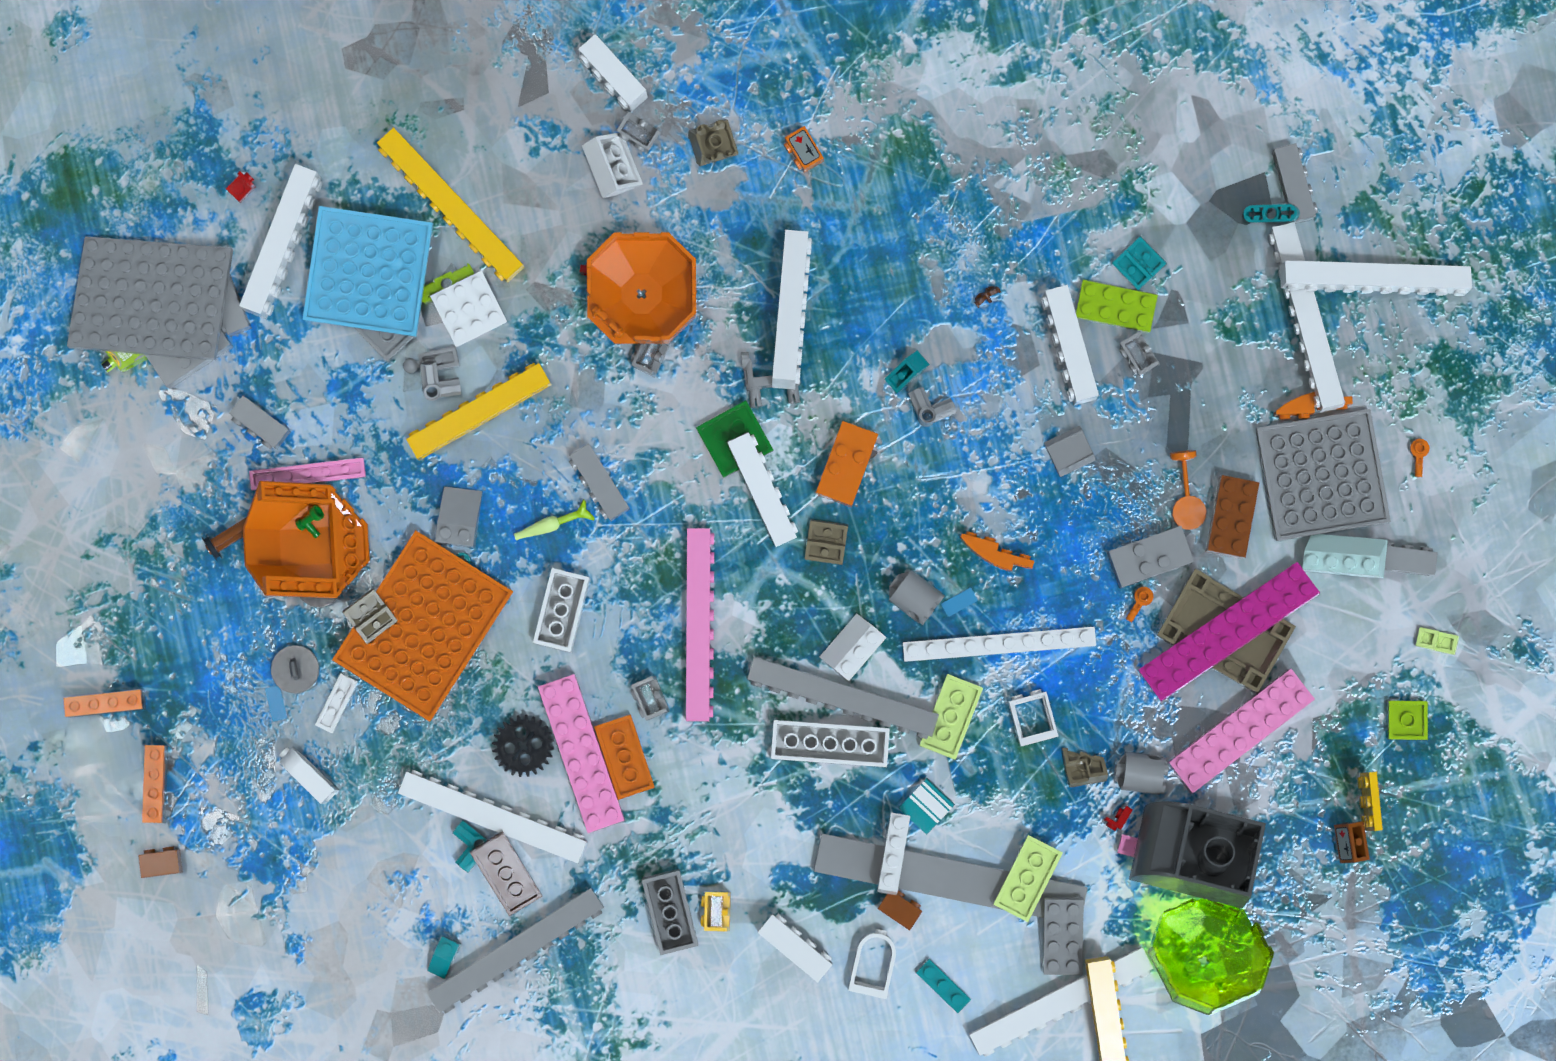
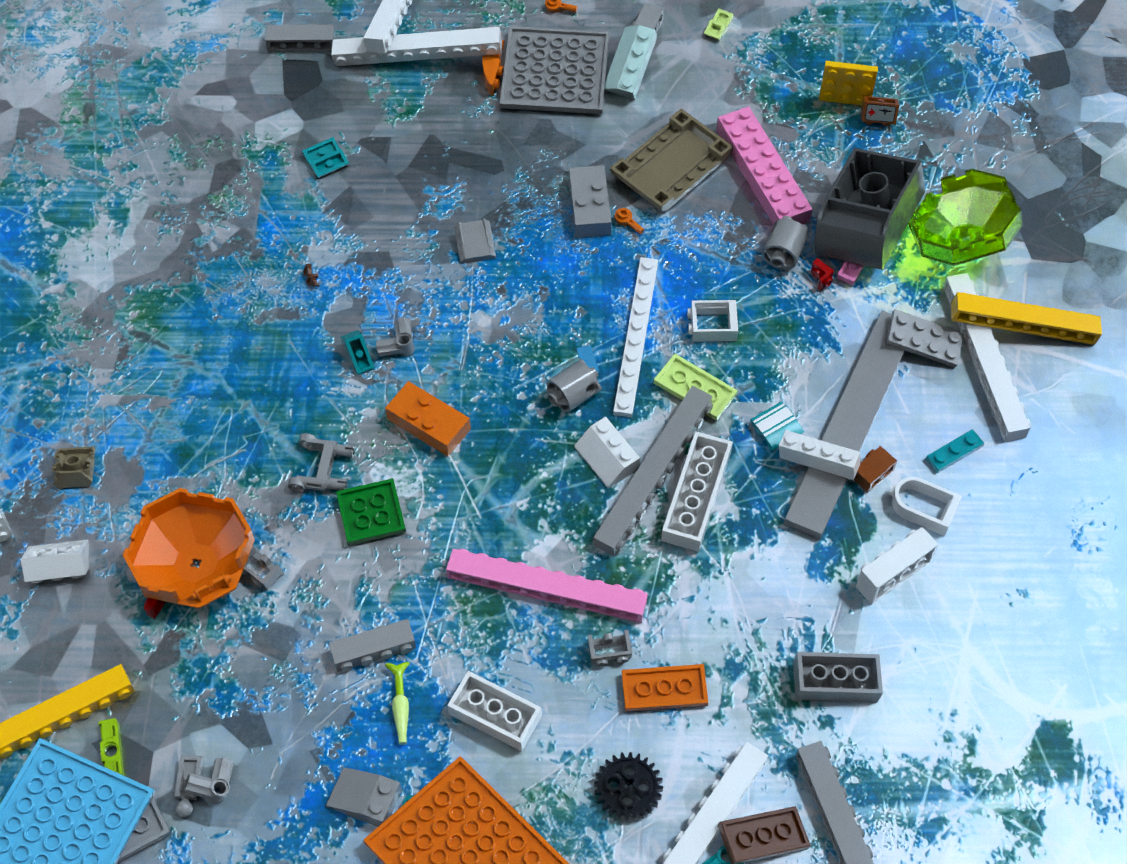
camera: 80 degrees left, 25 degrees down
(468, 308) = (146, 733): white plate -> none
(479, 411) = (258, 750): yellow brick -> none
(581, 753) = (651, 727): bright pink brick -> none
(637, 131) = (34, 528): window -> none
(716, 911) = (844, 635): yellow window -> none
(762, 489) = (428, 494): white brick -> none
(790, 314) = (262, 425): white brick -> none
(804, 149) = (114, 389): brick -> none
(826, 542) = (497, 455): dark tan slope -> none
(987, 550) = (550, 321): orange slope -> none
(1028, 878) = (865, 351): yellowish green plate -> none
(1070, 345) = (379, 216): white brick -> none
(1083, 768) = (769, 293): dark tan slope -> none
(1116, 306) = (357, 183): lime plate -> none
(1139, 354) = (406, 173): light grey window -> none
(1188, 510) = (554, 167): orange piece -> none
(1229, 631) = (674, 156): dark pink plate -> none
(1232, 517) = (572, 136): dark orange brick -> none
(1285, 218) = (311, 65): teal beam -> none
(1408, 720) = (781, 56): lime plate -> none

